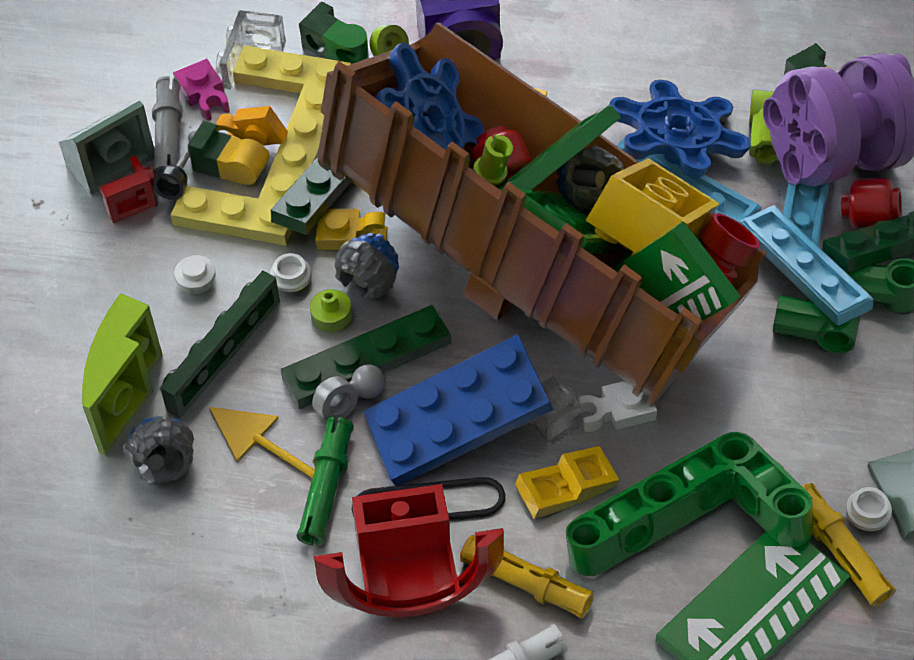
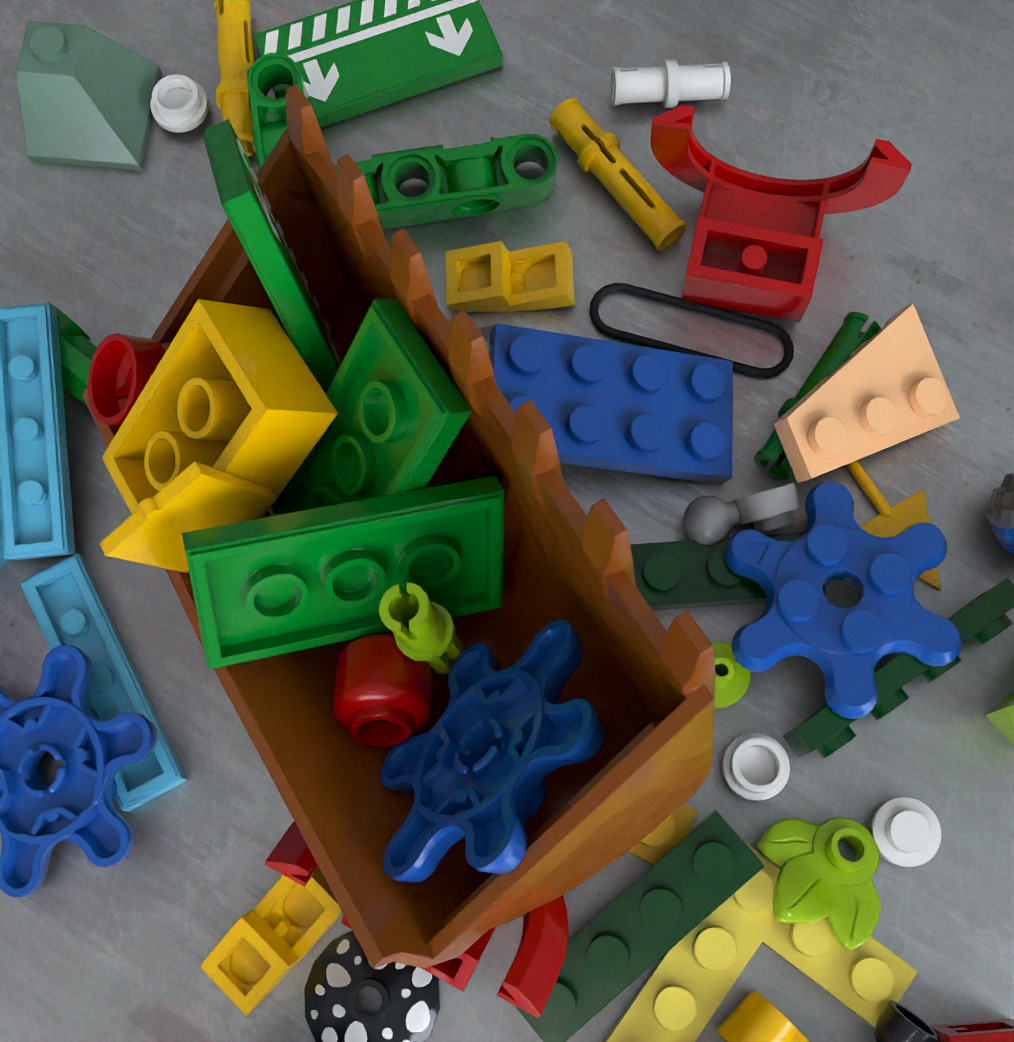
camera: 155 degrees left, 20 degrees up
(235, 226) = (822, 883): none -> lime plate
(277, 377) = (838, 639): none -> blue plate
(285, 477) = (870, 402): none -> light nougat wing
(639, 142) = (190, 502): none -> yellow piece

